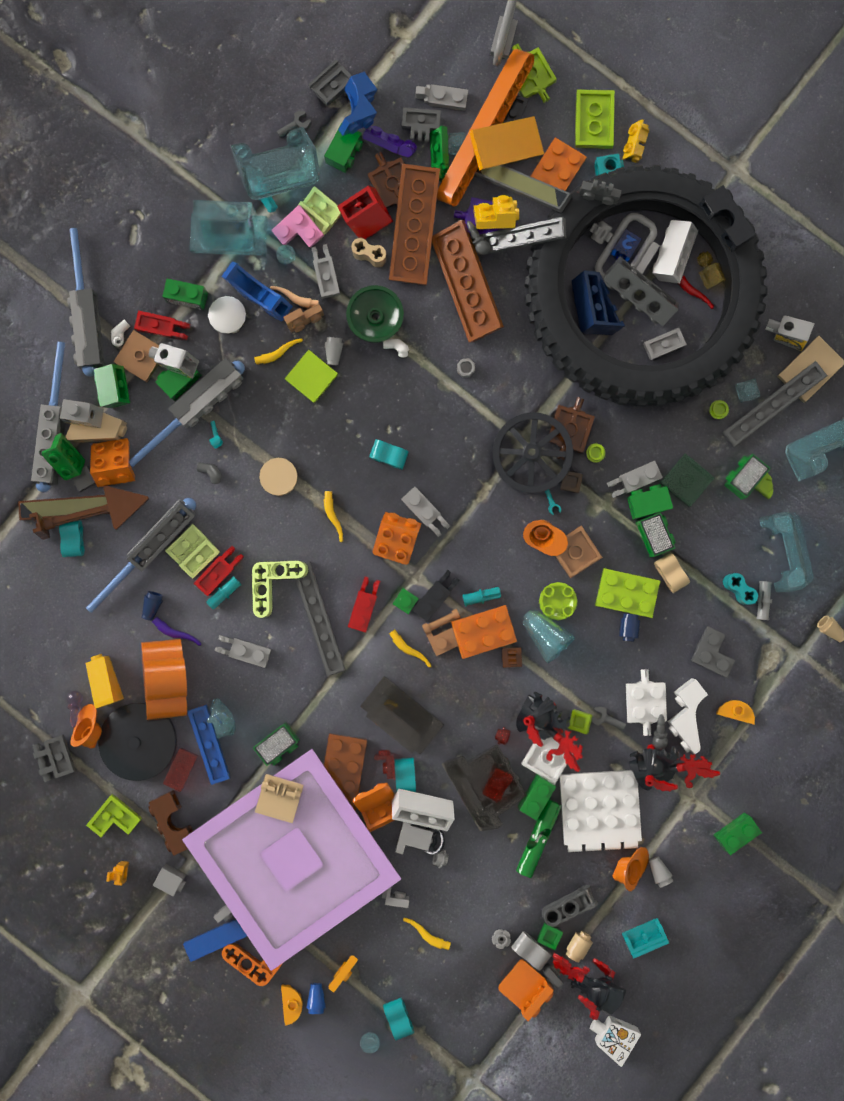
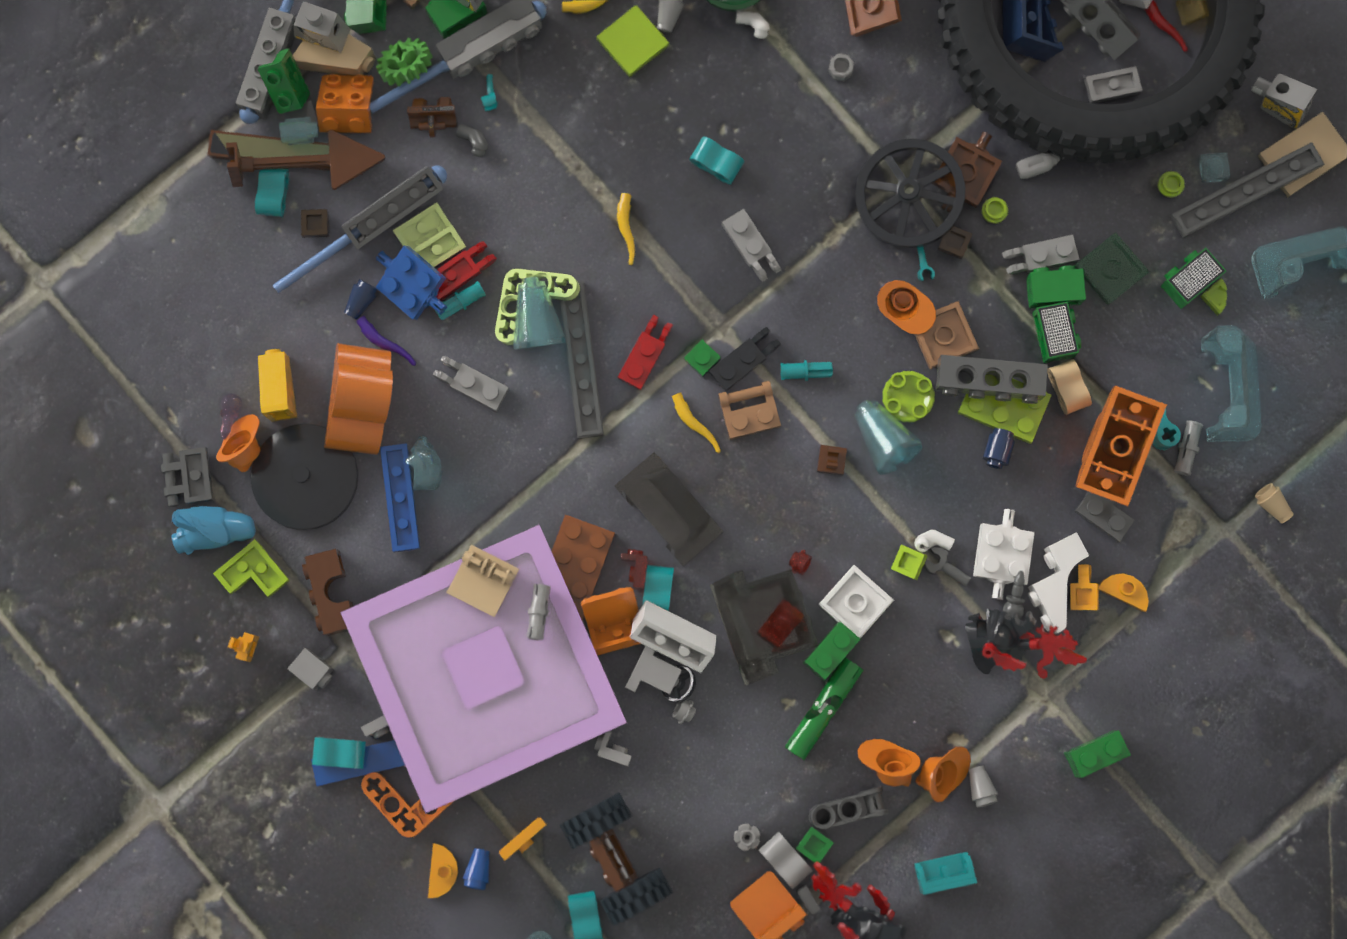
camera: 10 degrees right, 5 degrees down
(77, 793) = (209, 528): none -> dark azure animal
(81, 491) = (298, 131): none -> clear light blue brick
(107, 556) = (314, 223): none -> dark brown plate
(148, 425) = (404, 61): none -> bright green gear
(177, 462) = (432, 117): none -> reddish brown hips
(180, 769) = (355, 524): clear red plate -> none
(185, 587) = (411, 282): none -> blue plate
(201, 937) = (338, 753): none -> teal axle
(276, 744) = (491, 515): brick -> none
(278, 476) = (563, 163): tan tile -> none
(280, 597) = (536, 317): none -> clear light blue cone
(323, 814) = (538, 612): none -> light grey pin
(396, 538) = (705, 272): orange bracket -> none
(426, 996) = (629, 895): none -> black plate
(432, 940) = (651, 821): yellow animal -> none
(484, 631) = (800, 417): orange plate -> none
(545, 721) = (860, 550): helmet -> none
(579, 946) = (852, 866): tan brick -> none
(591, 866) = (891, 762): none -> orange piece
(594, 700) = (933, 538): none -> white arm
(600, 810) = (914, 688): white hinge -> none
(619, 413) = (1036, 164): none -> light grey piece
(646, 575) = (1032, 374): none -> dark grey brick
(708, 720) = (1084, 594): none -> light orange plate
(716, 614) = (1119, 445): none -> orange brick

